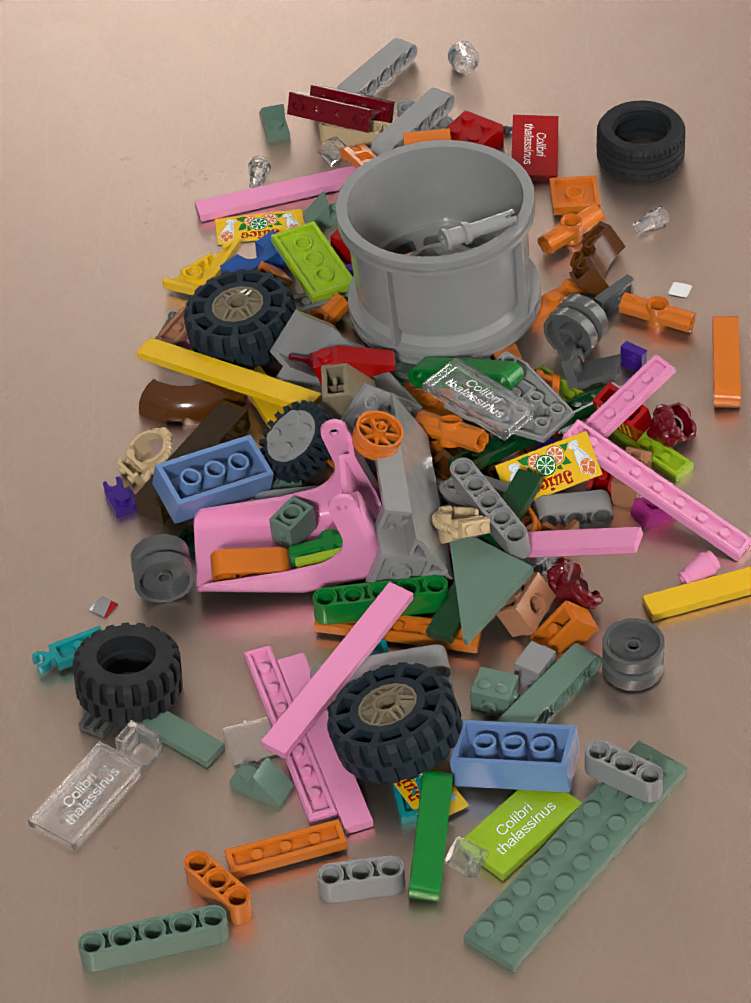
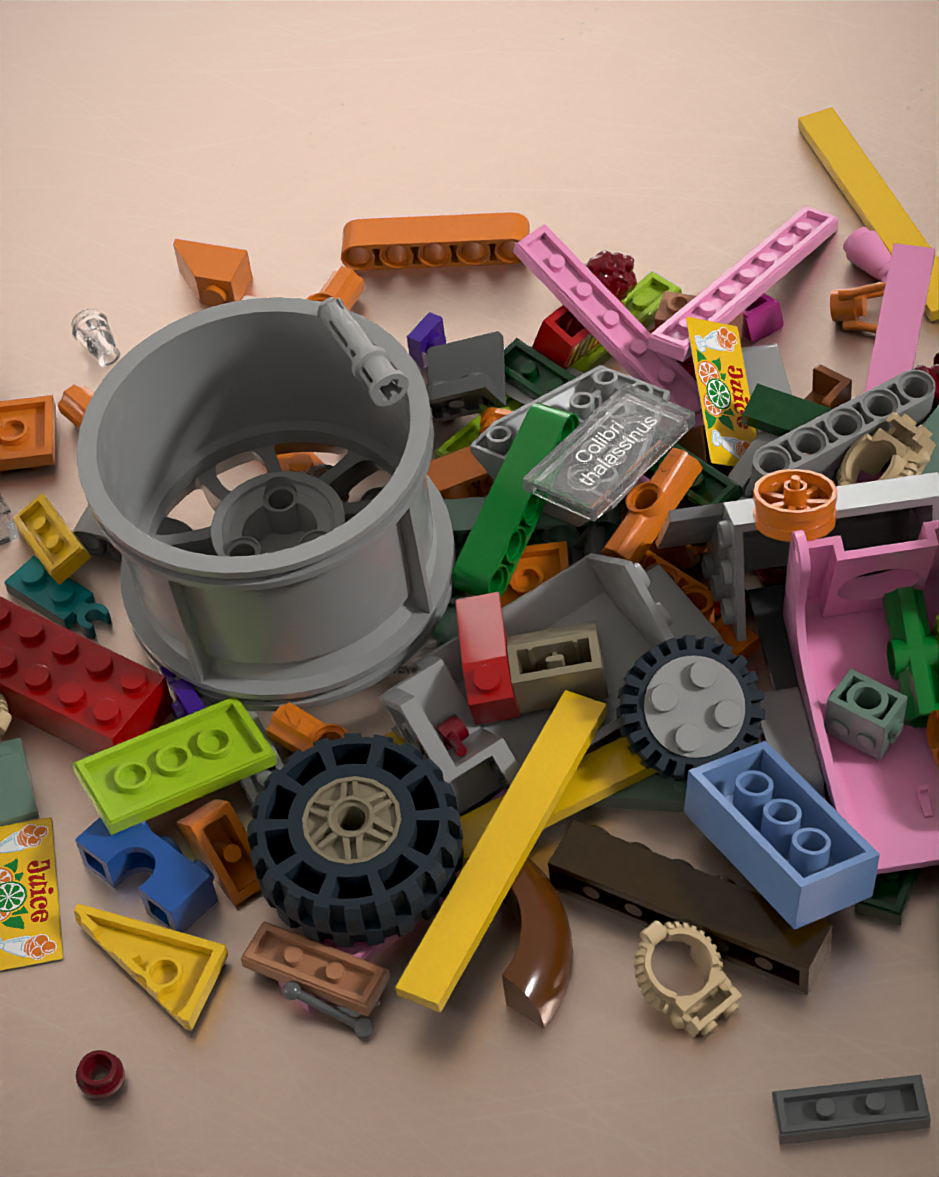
camera: 90 degrees left, 5 degrees up
(62, 523) = (850, 1109): none -> dark grey tile
(120, 499) = (781, 1016): dark purple plate -> none
(144, 257) = (94, 1064): none -> dark red plate
(650, 555) = (850, 304): none -> orange plant
(701, 264) = (213, 271): none -> orange slope

